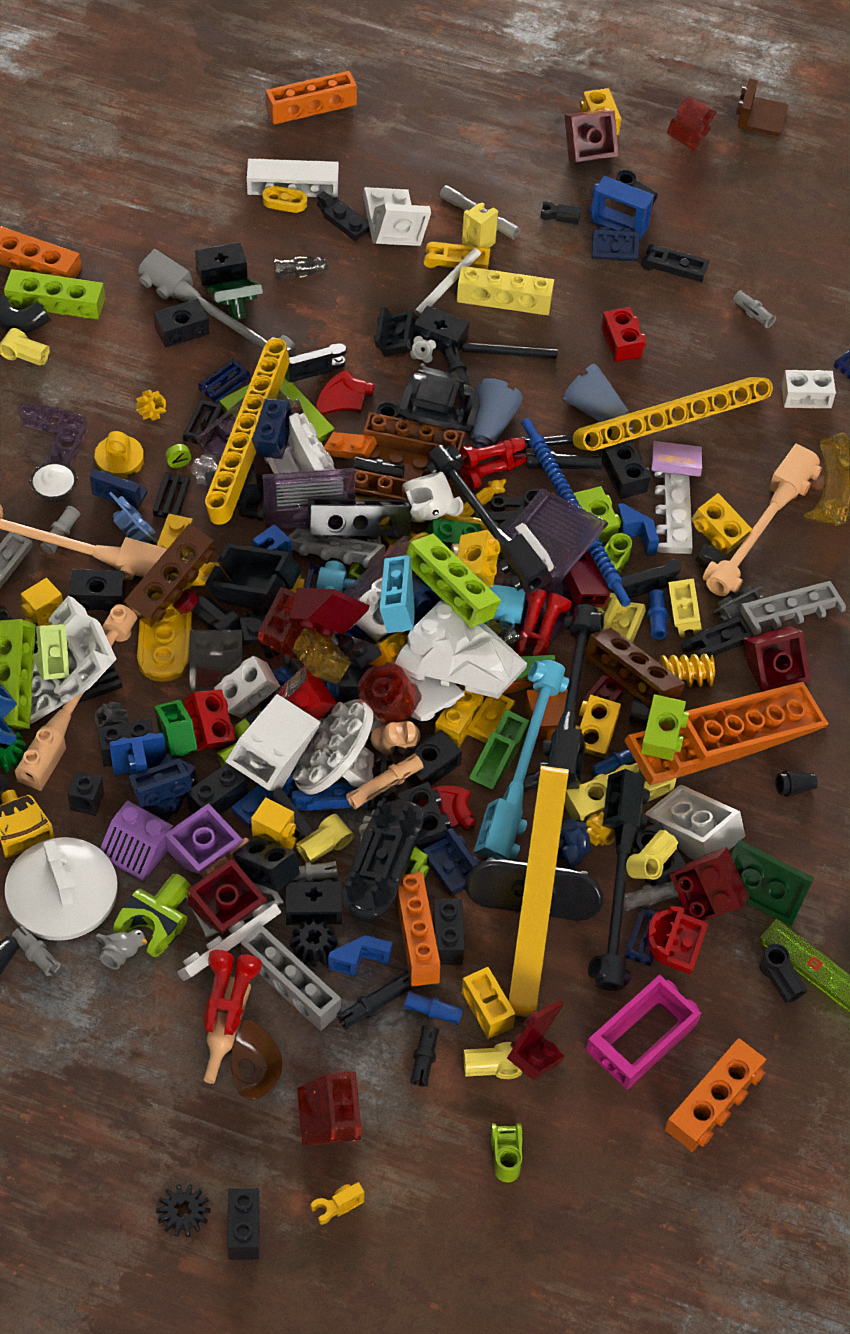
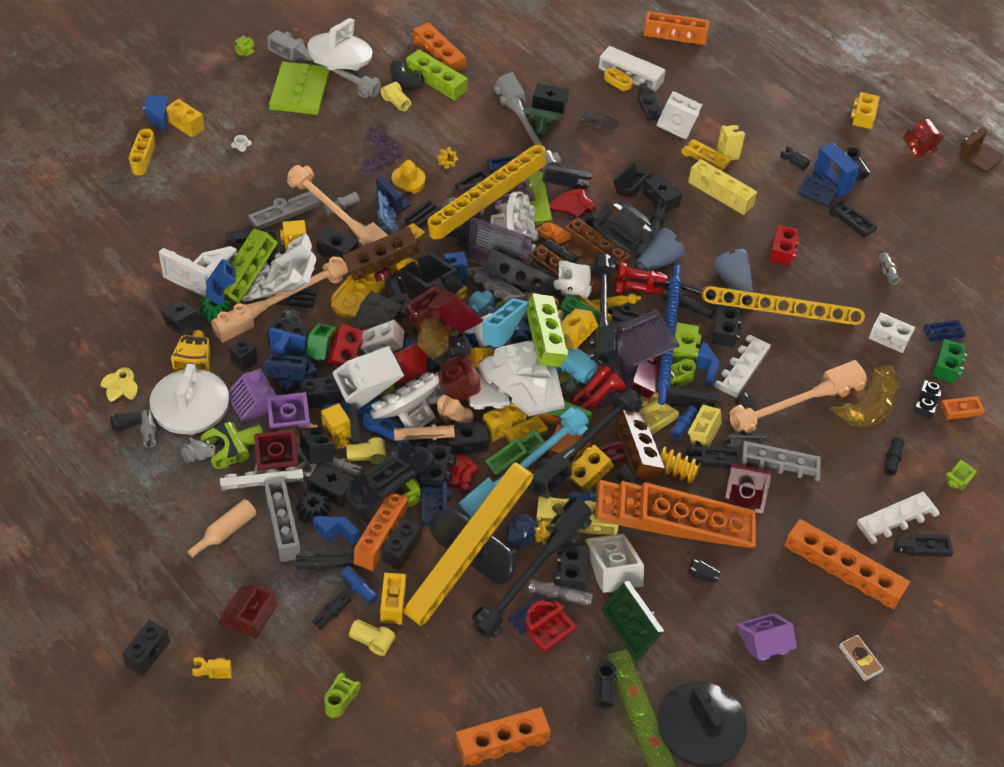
camera: 30 degrees right, 5 degrees down
(52, 652) = (274, 260): yellowish green slope -> none
(53, 481) = (356, 175): white piece -> none
(178, 456) = (442, 193): lime tile -> none
(181, 323) = (500, 121): black brick -> none
(186, 1221) = (117, 629): black gear -> none
(222, 966) = (243, 489): red piece -> none
(258, 1047) = (233, 549): reddish brown piece -> none
(272, 428) = (497, 198): dark blue brick -> none
(416, 352) = (640, 195): white plate -> none
(448, 281) = (686, 167): white bar -> none
(458, 199) = (749, 148): light grey piece -> none
(510, 350) = (702, 224): black bar -> none
(530, 1050) = (400, 637): dark red bracket -> none
(538, 548) = (622, 340): white tile -> none
(591, 135) = (846, 118): dark red brick -> none
(650, 860) = (564, 562): light yellow piece -> none
(660, 993) = (482, 656): dark pink piece -> none
(669, 713) = (627, 474): lime brick -> none
(676, 458) = (765, 334): lavender tile -> none
(710, 885) = (593, 602): dark red slope -> none
(725, 521) = (771, 386): yellow brick -> none

